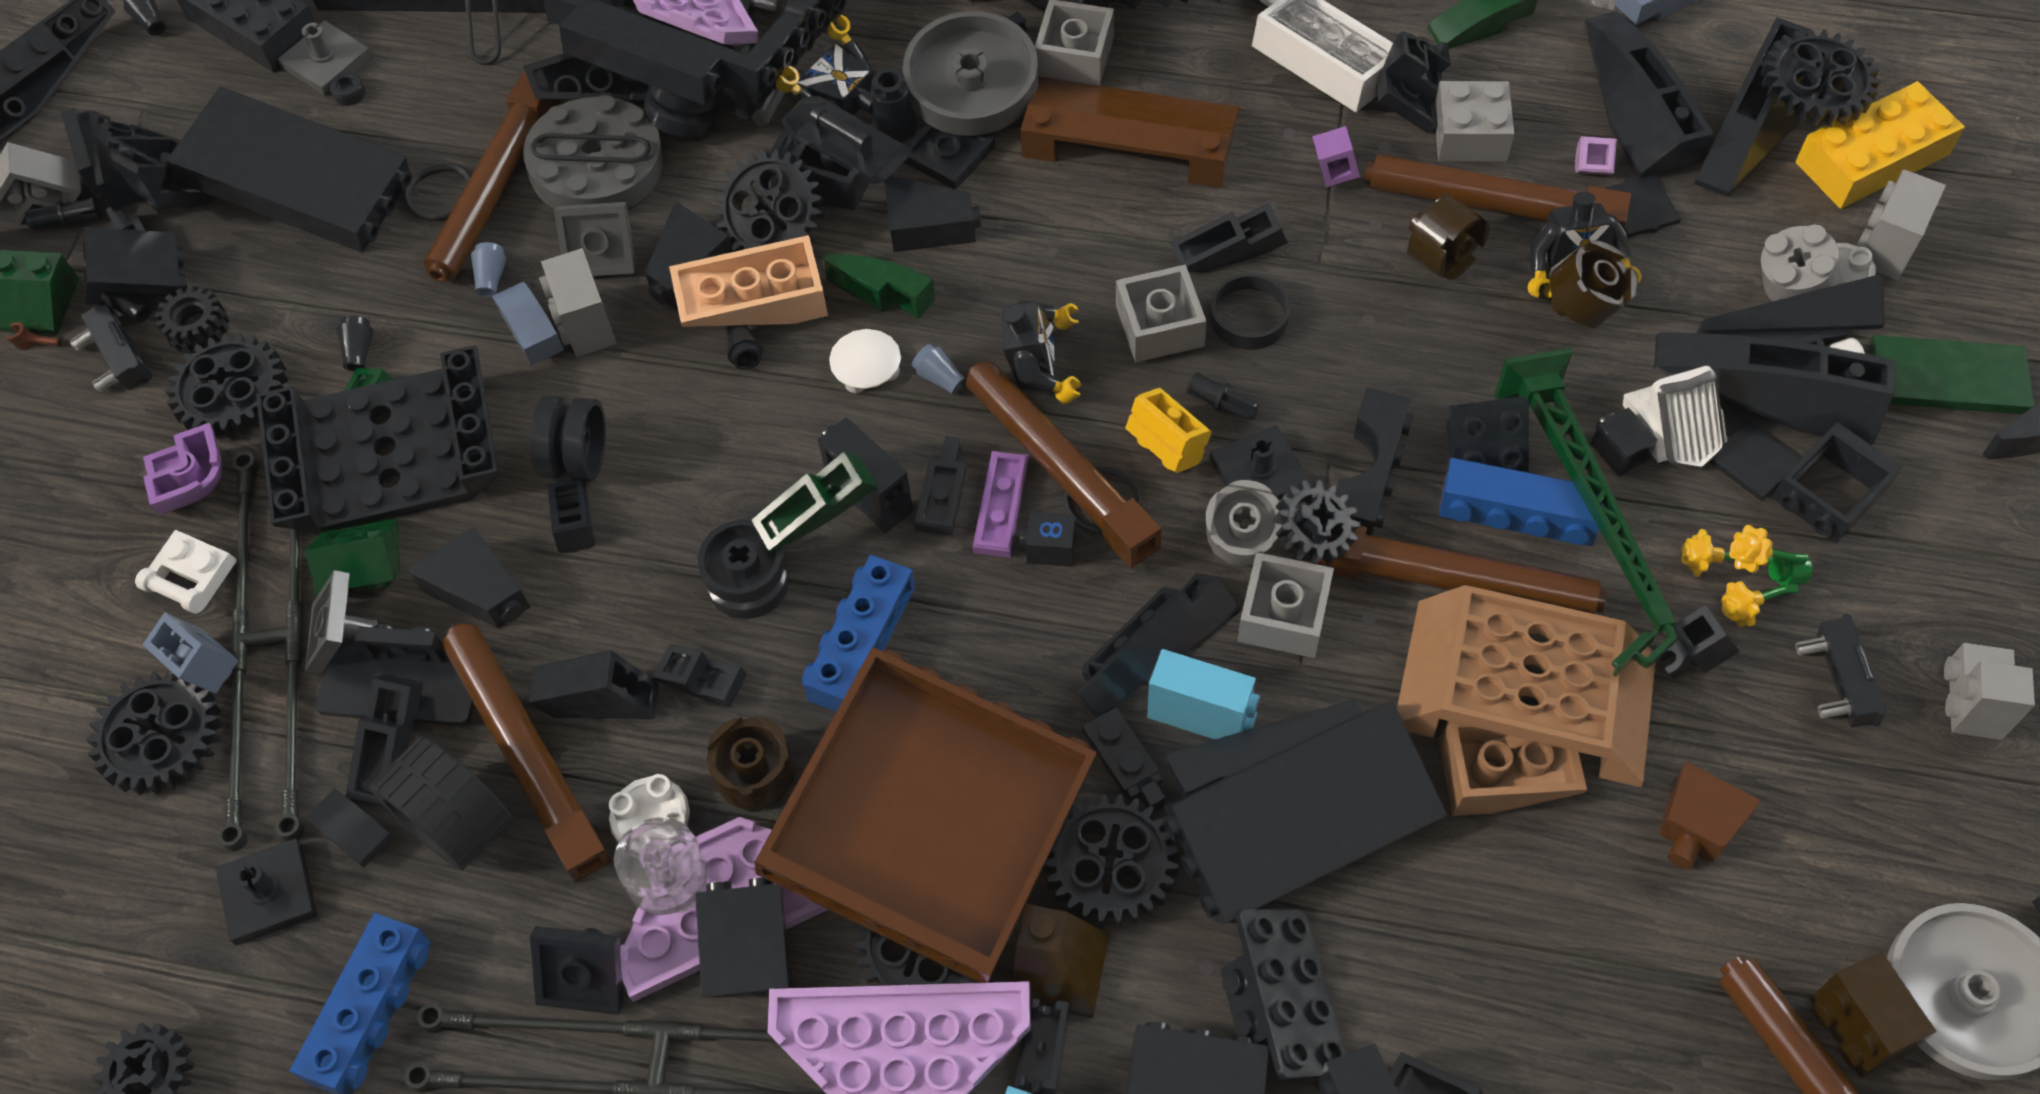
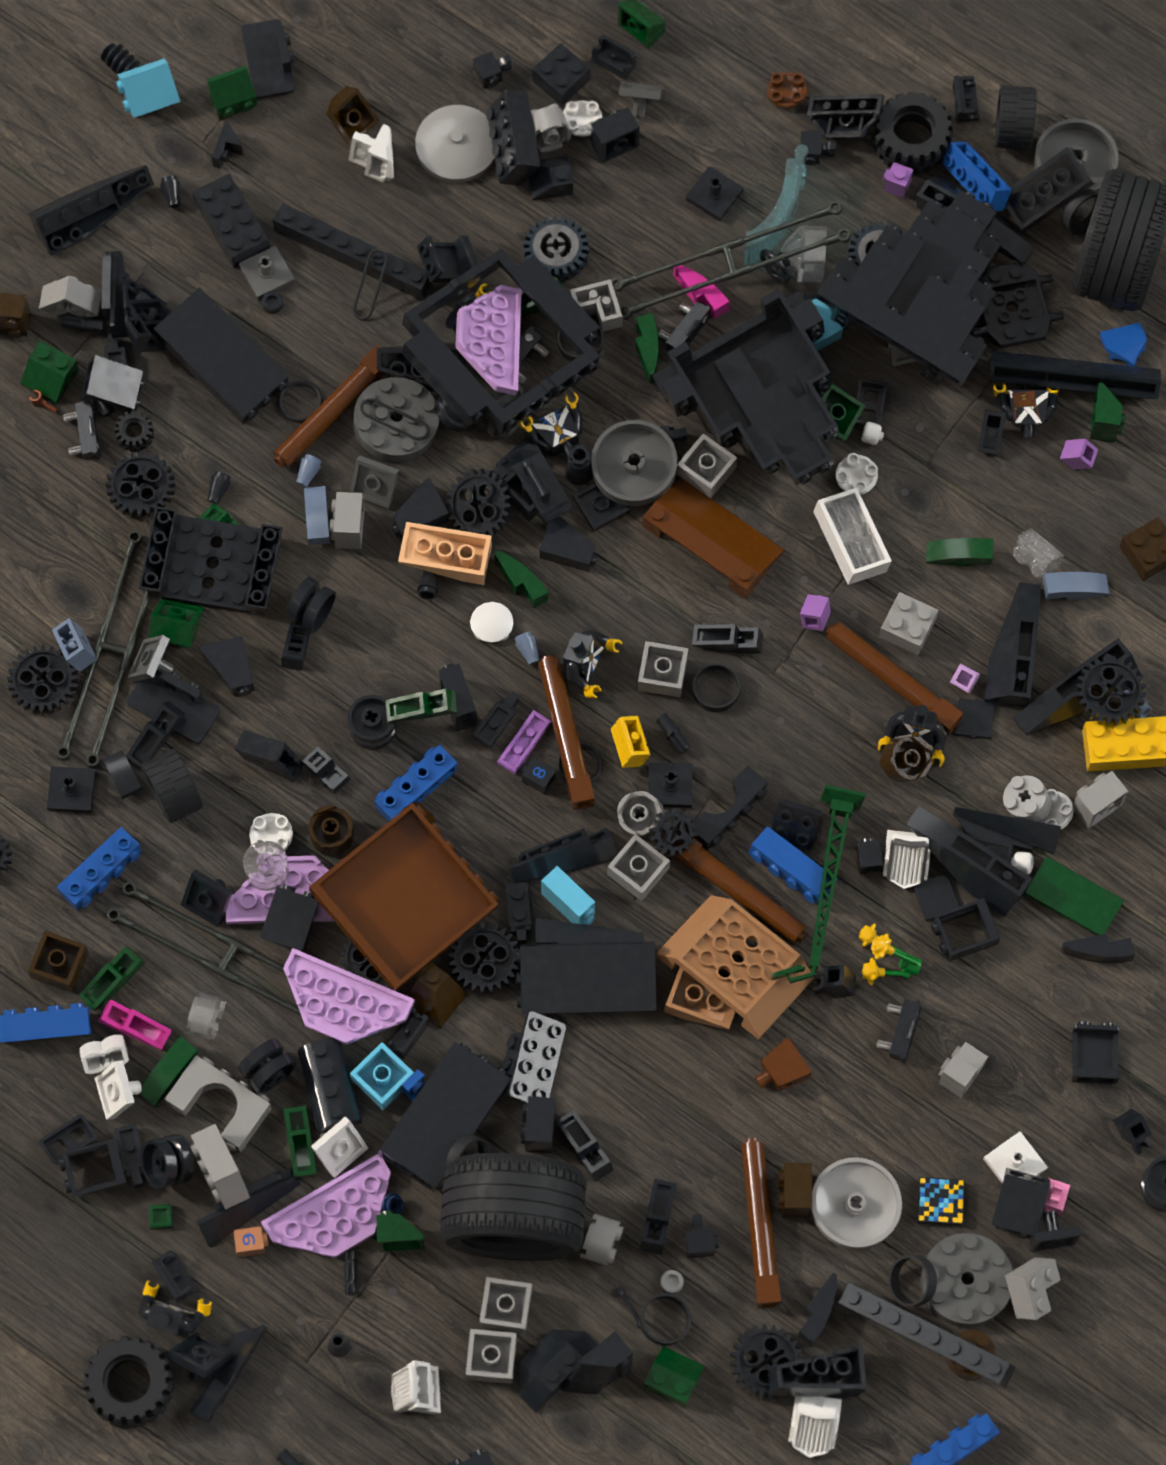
camera: 20 degrees right, 10 degrees up
(184, 471) = (102, 531): medium lavender brick -> none
(191, 560) = (90, 587): white plate -> none
(525, 752) = (222, 772): reddish brown brick -> none
(1412, 79) = (887, 579): black slope -> none
(1447, 237) = (845, 693): dark brown brick -> none

